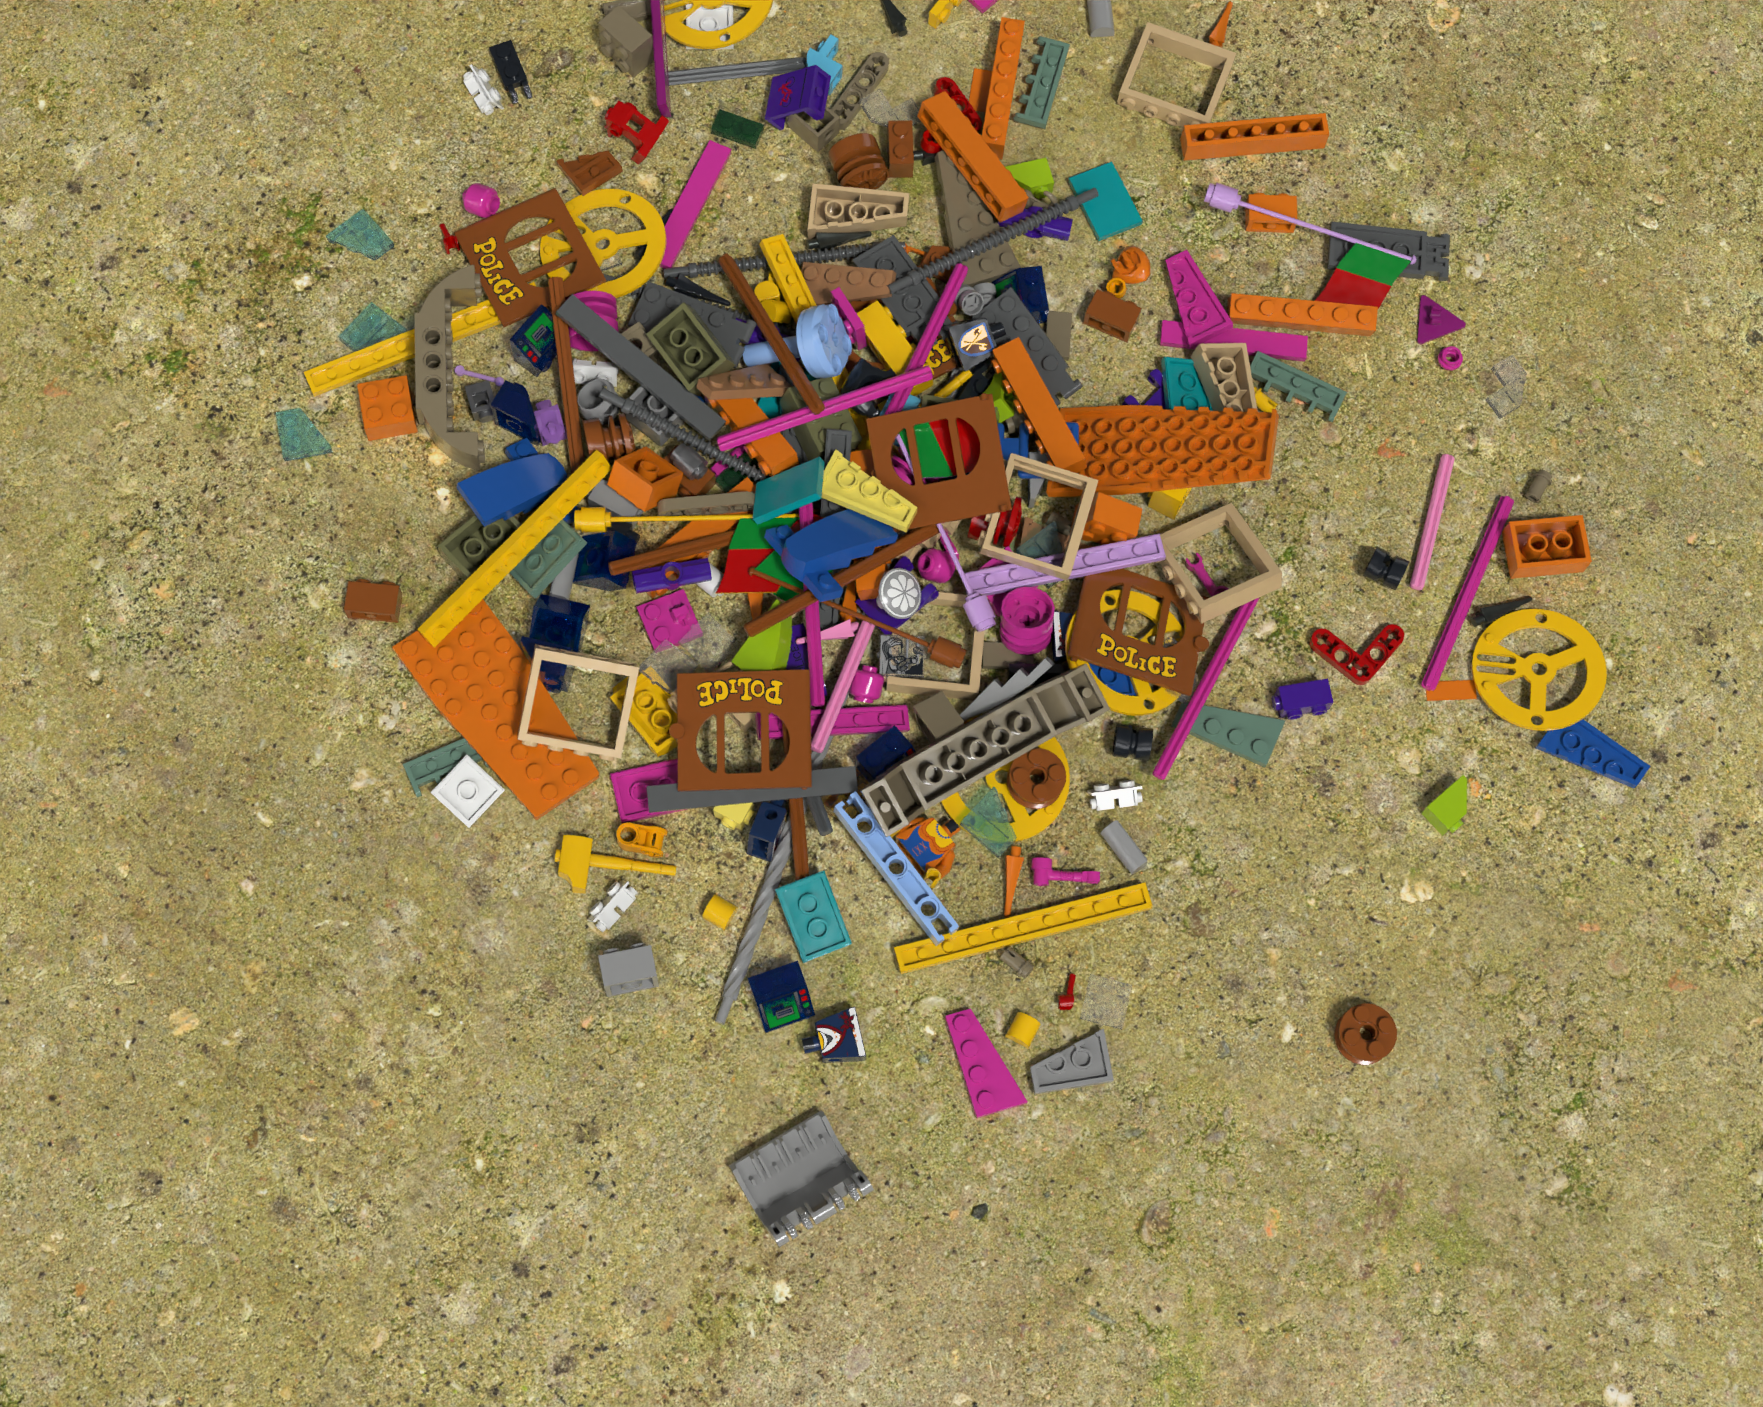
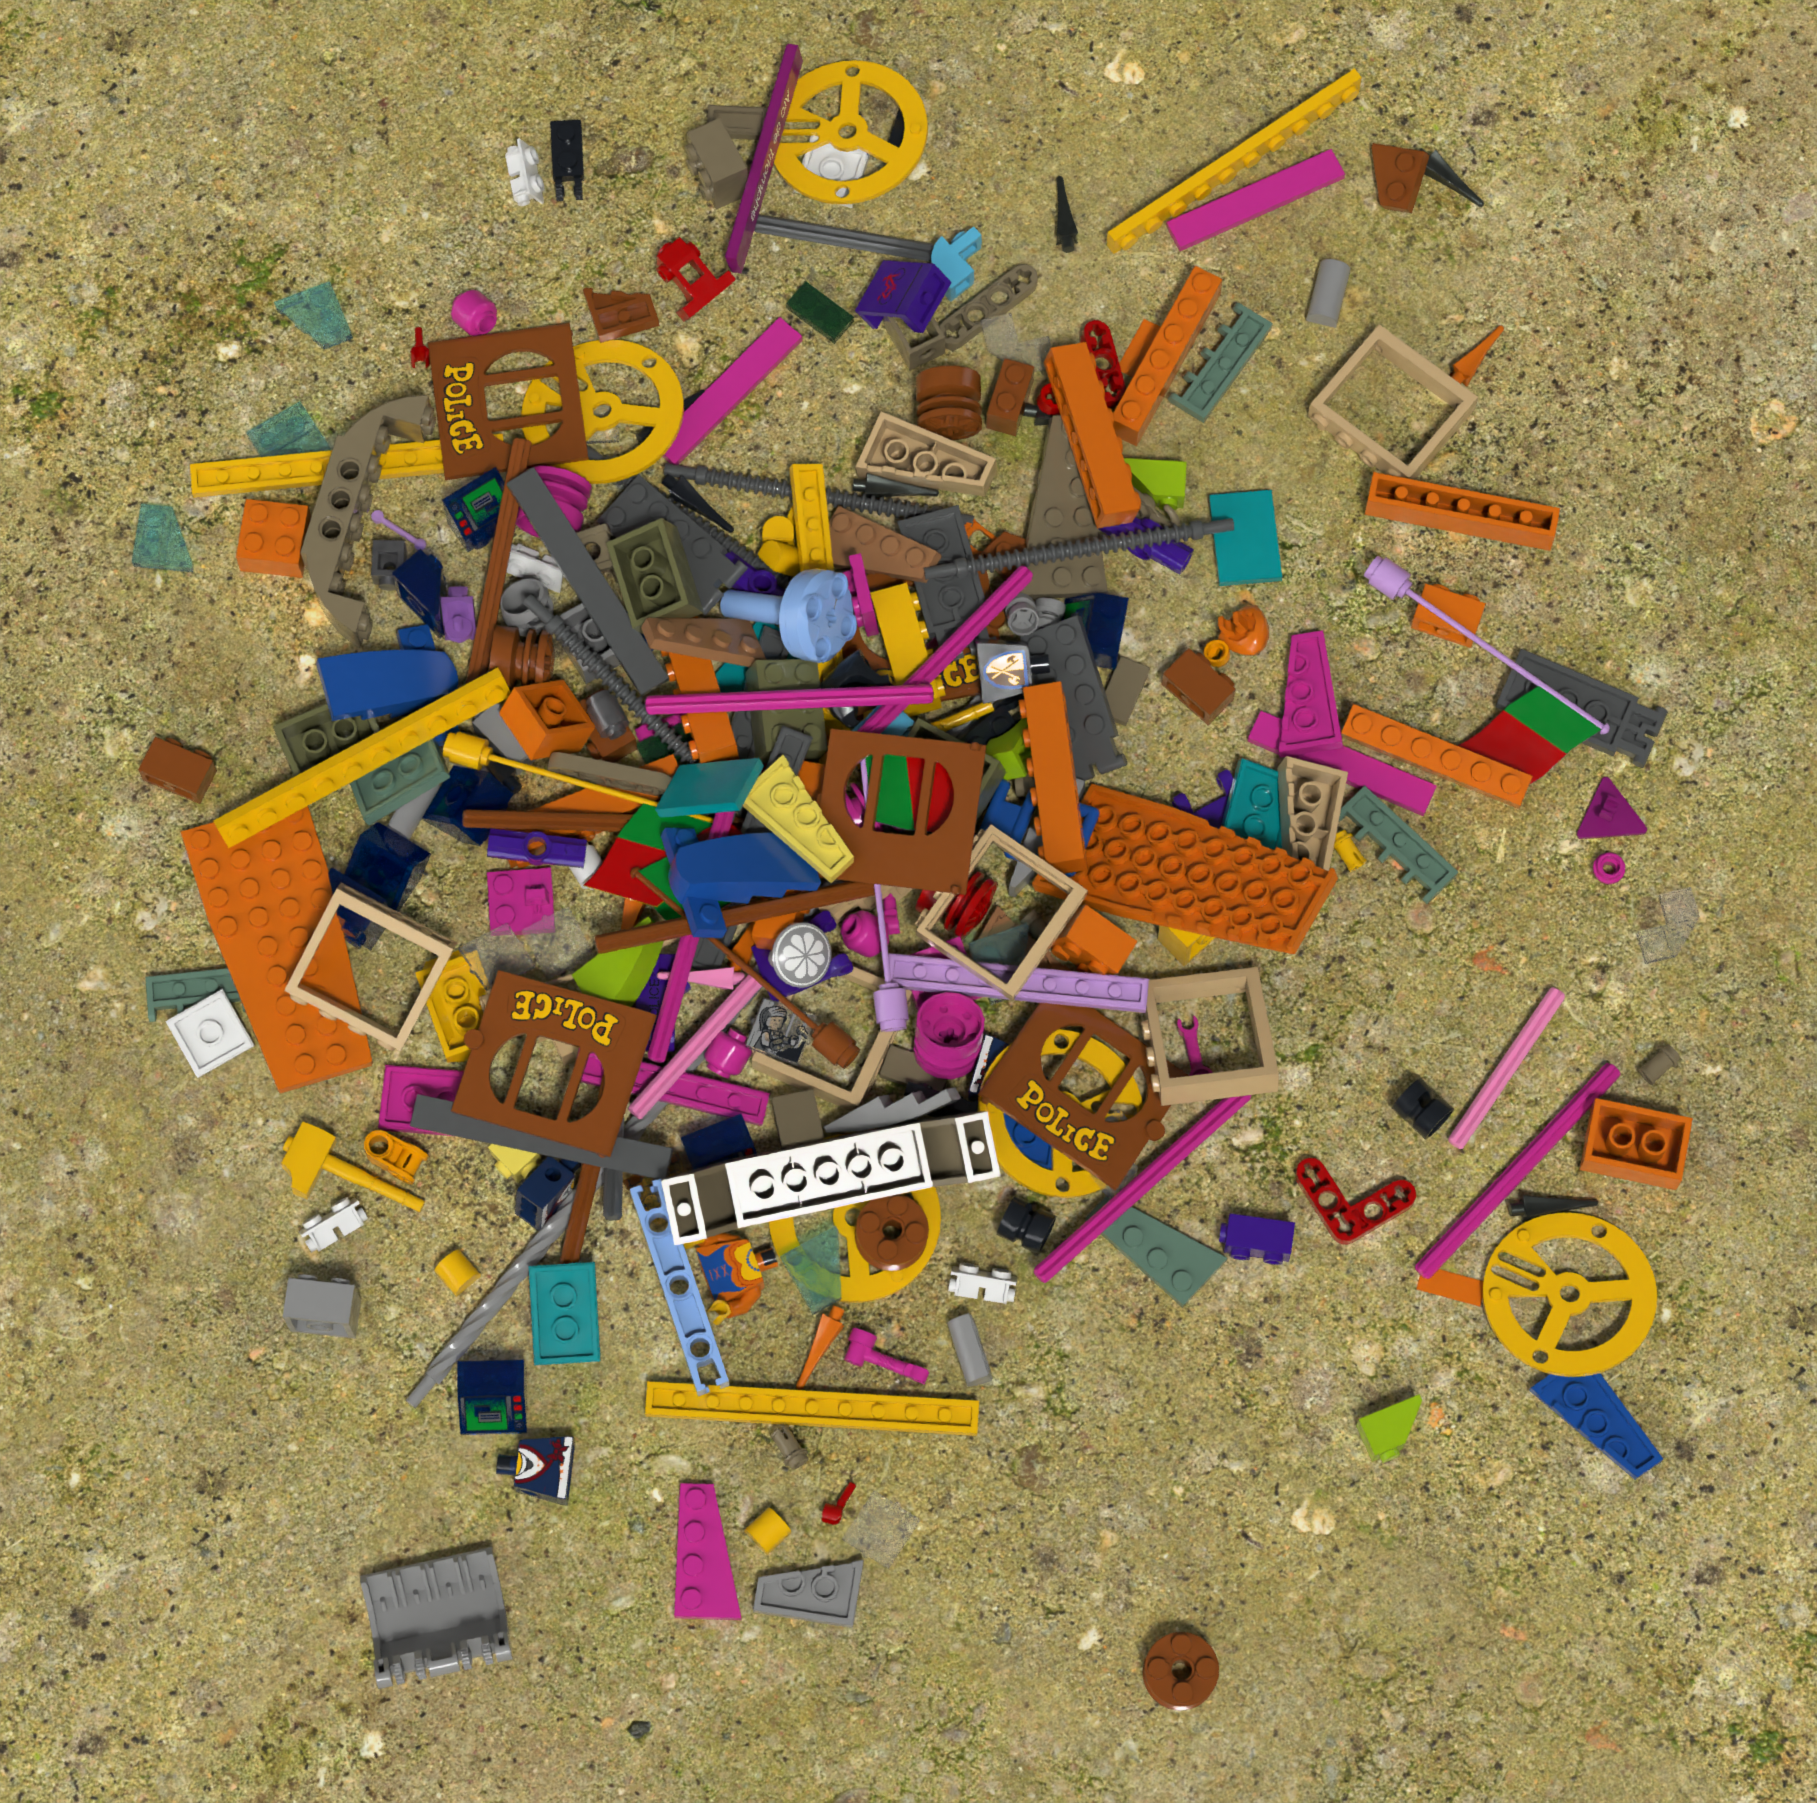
camera: 25 degrees right, 0 degrees up
(771, 334) = (759, 587): dark orange axle -> none

